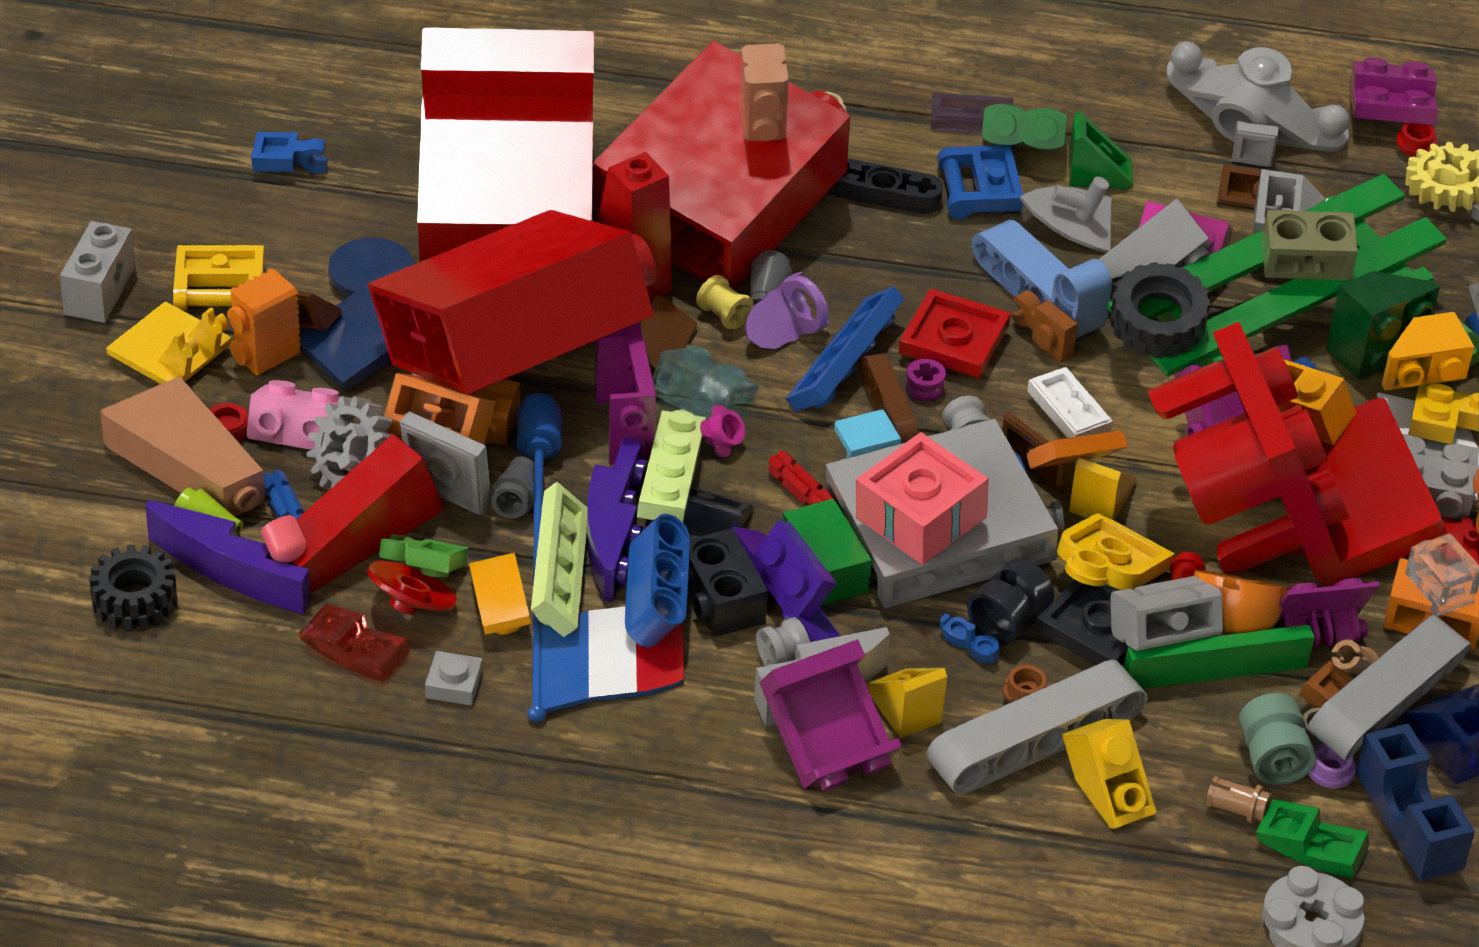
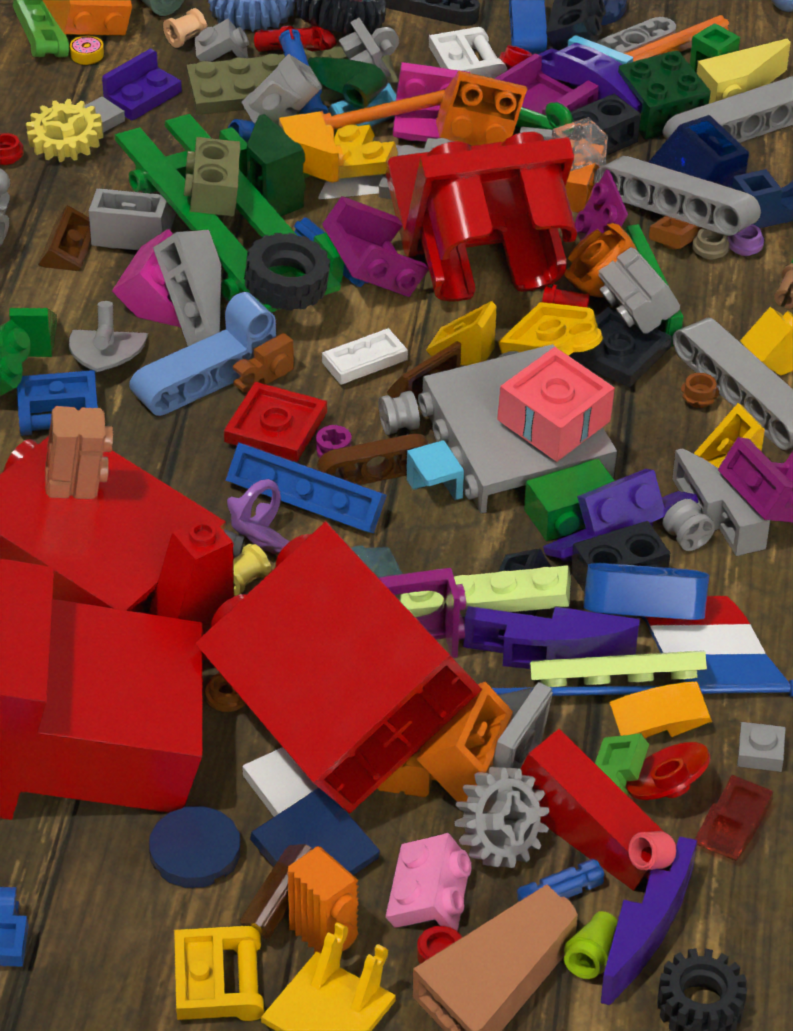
camera: 90 degrees left, 0 degrees up
(723, 430) = (419, 563): dark pink plate -> none
(797, 479) = (479, 521): red axle -> none
(962, 634) = (654, 417): blue piece -> none
(1010, 600) = (632, 387): black wheel -> none
(1071, 449) = (467, 324): orange tile -> none
(1254, 144) = (16, 233): light grey tile -> none
(1277, 739) = (739, 256): sand green wheel -> none
(1324, 399) = (391, 197): light orange slope -> none
(1353, 657) = (647, 213): medium nougat pin -> none

